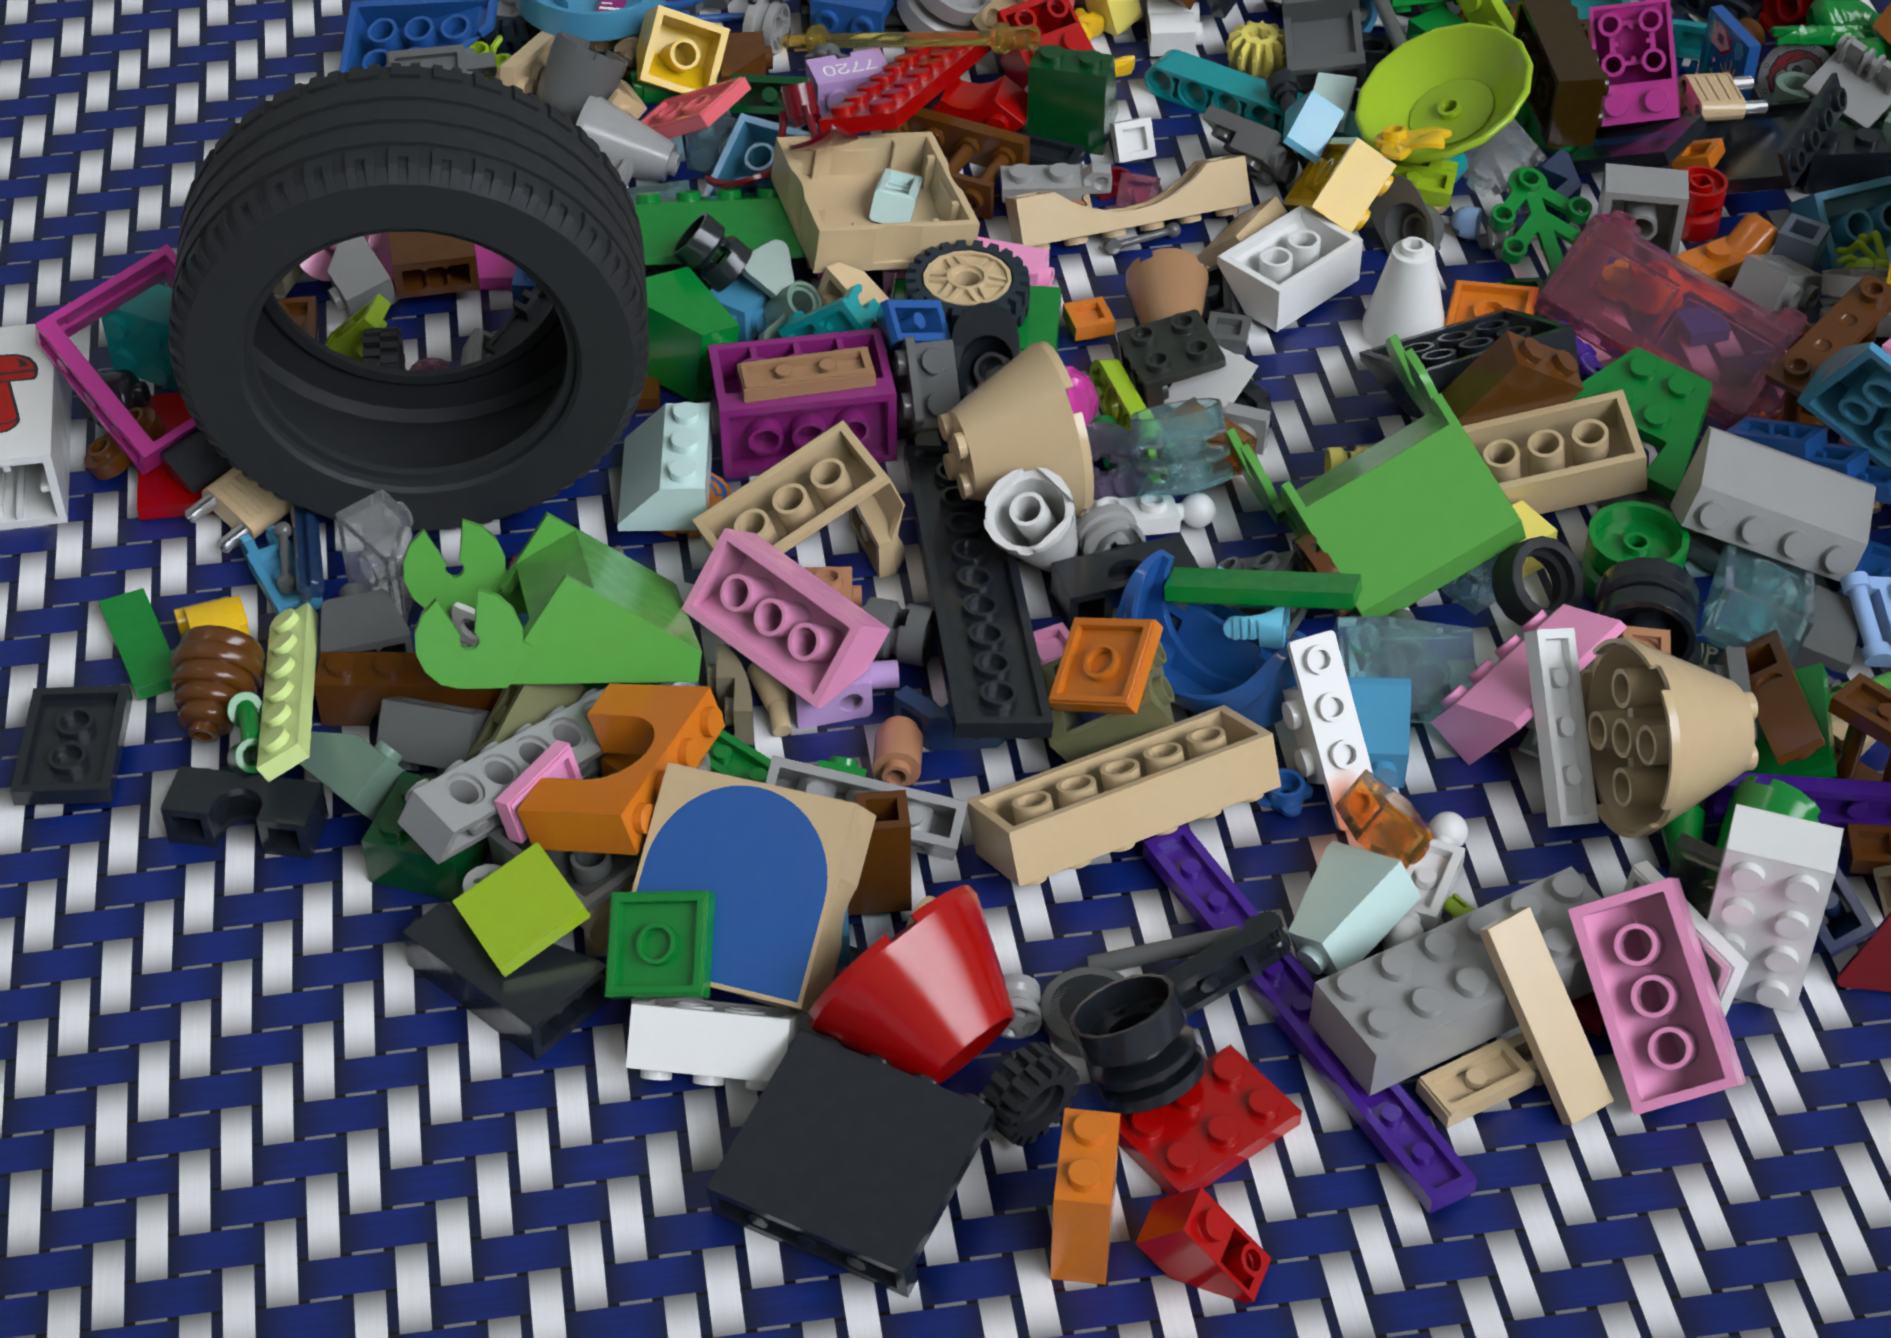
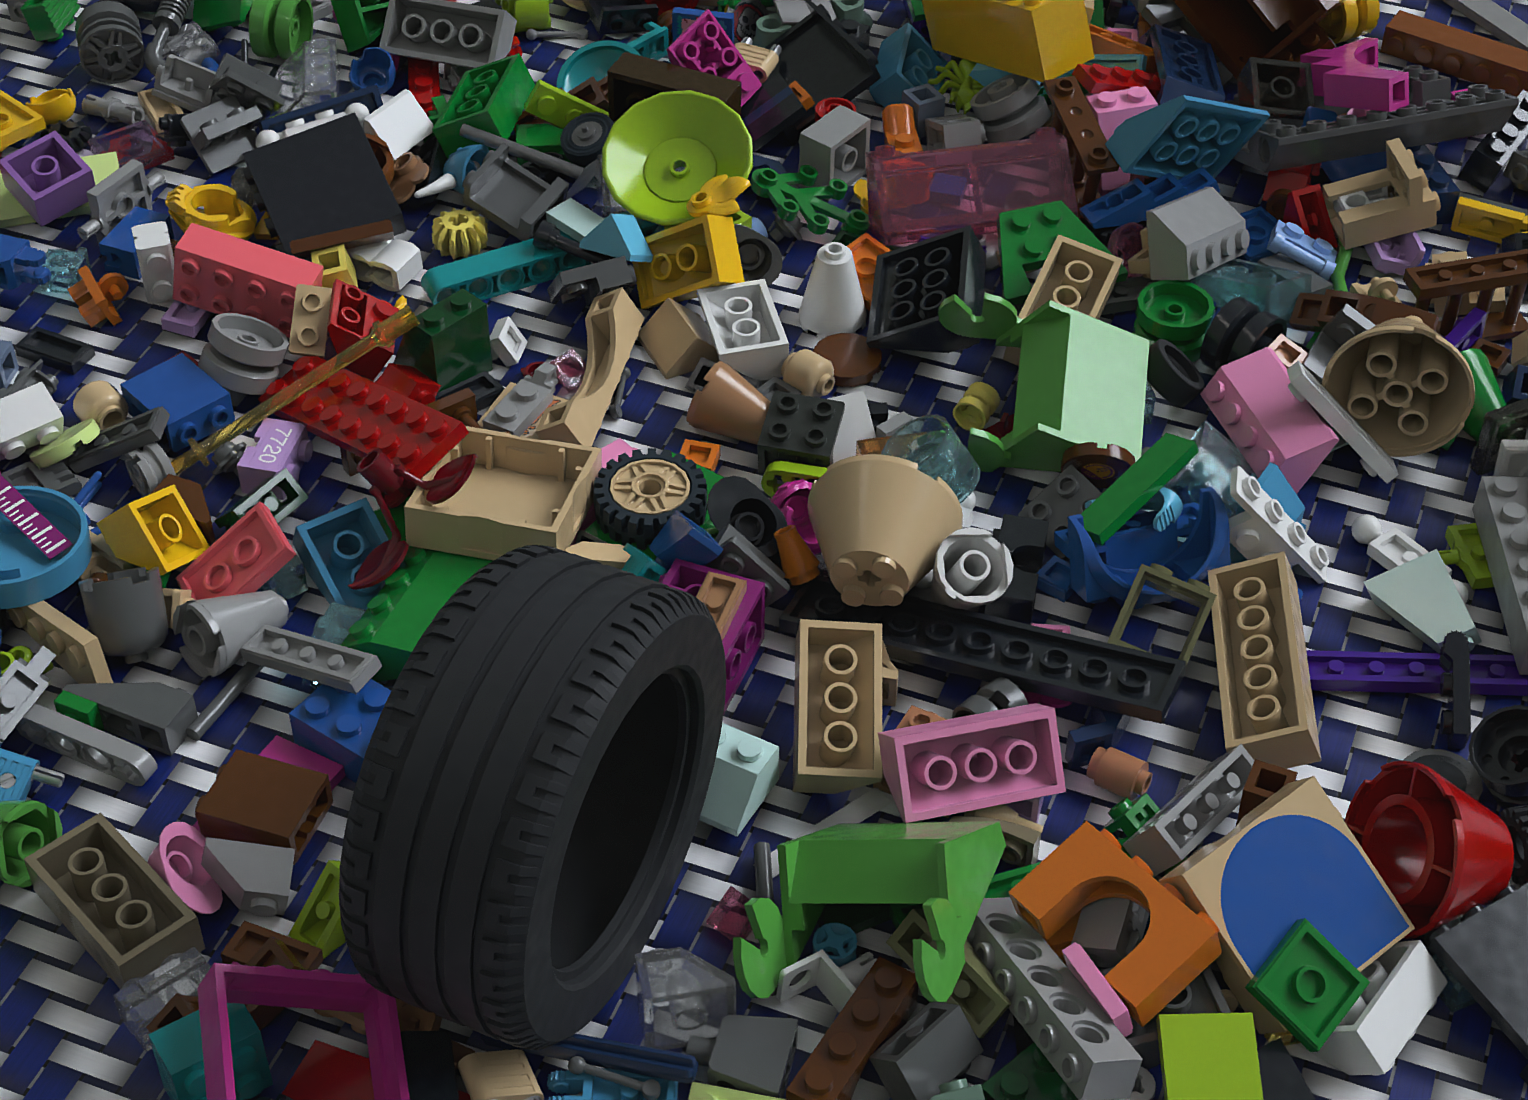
camera: 60 degrees left, 0 degrees up
(895, 197) = (505, 484): light aqua slope -> none
(1105, 665) = (1160, 602): orange tile -> none
(1159, 950) = (1411, 713): dark grey bar -> none
(1275, 332) = (809, 373): none -> tan head
(1333, 359) = (851, 358): none -> reddish brown tile
(1384, 820) = (1358, 549): clear orange piece -> none
(1512, 379) = (1018, 269): reddish brown brick -> none

